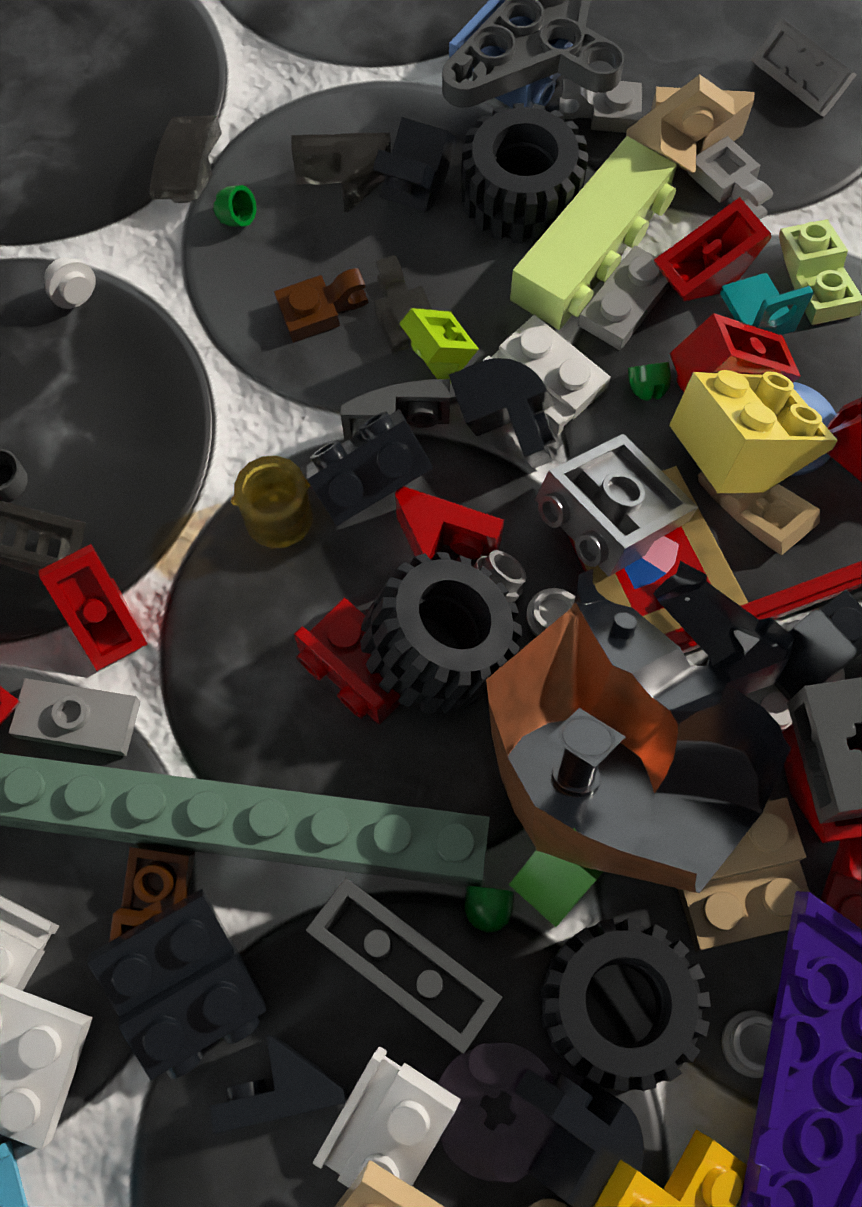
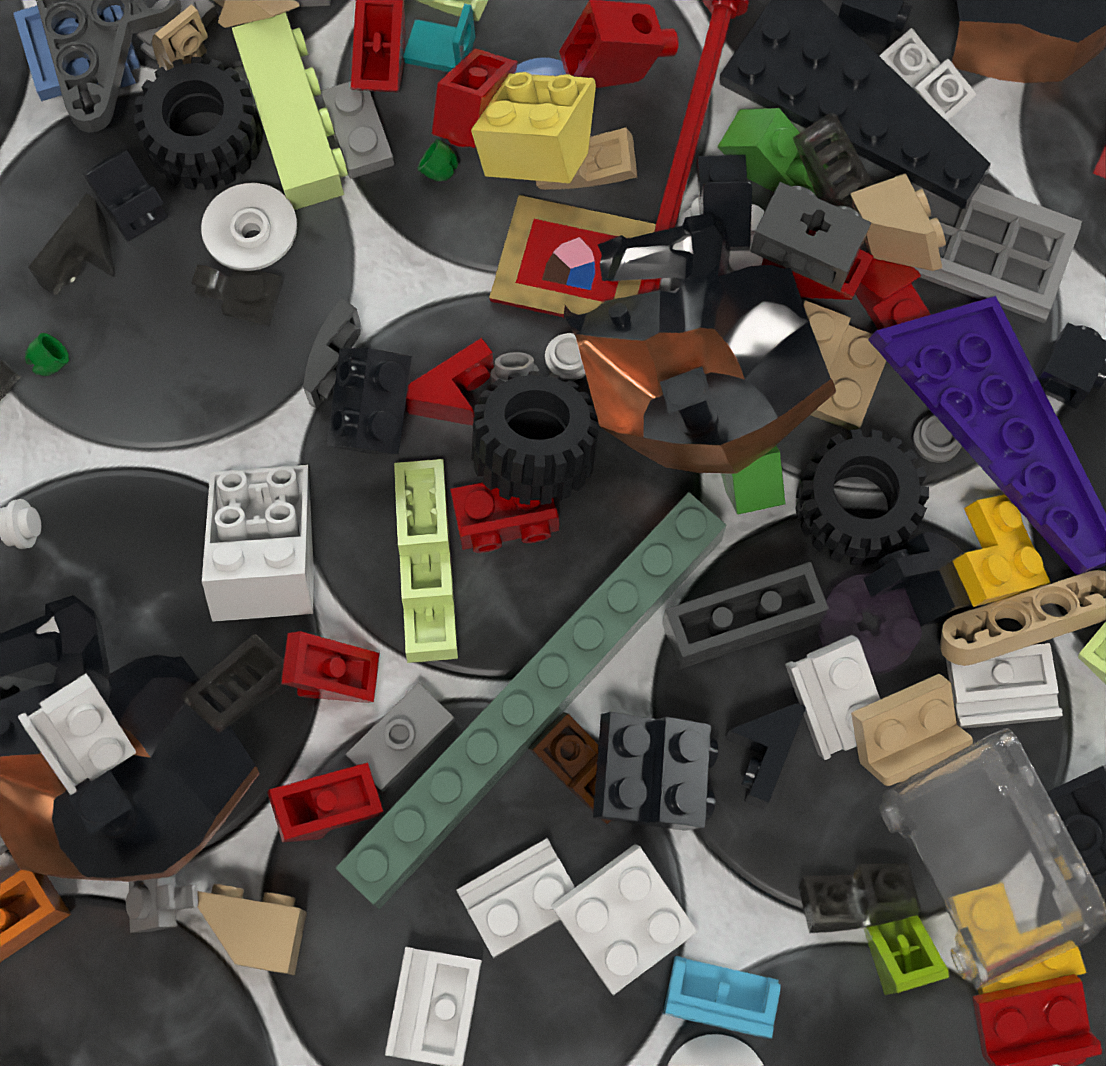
camera: 55 degrees left, 5 degrees up
(170, 473) = (259, 544): none -> white slope
(259, 623) = (425, 561): none -> yellowish green slope
(273, 501) = (340, 487): clear yellow piece -> none
(313, 306) = (186, 356): reddish brown plate -> none
(439, 340) = (300, 284): lime bracket -> none
(463, 272) = (241, 211): none -> white dish
(488, 907) = (740, 541): green hinge -> none
(506, 393) = (378, 266): black brick -> none
(564, 370) = (375, 229): white plate -> none
(583, 101) = (180, 39): none -> tan slope
(612, 504) = (521, 257): flat silver plate -> none

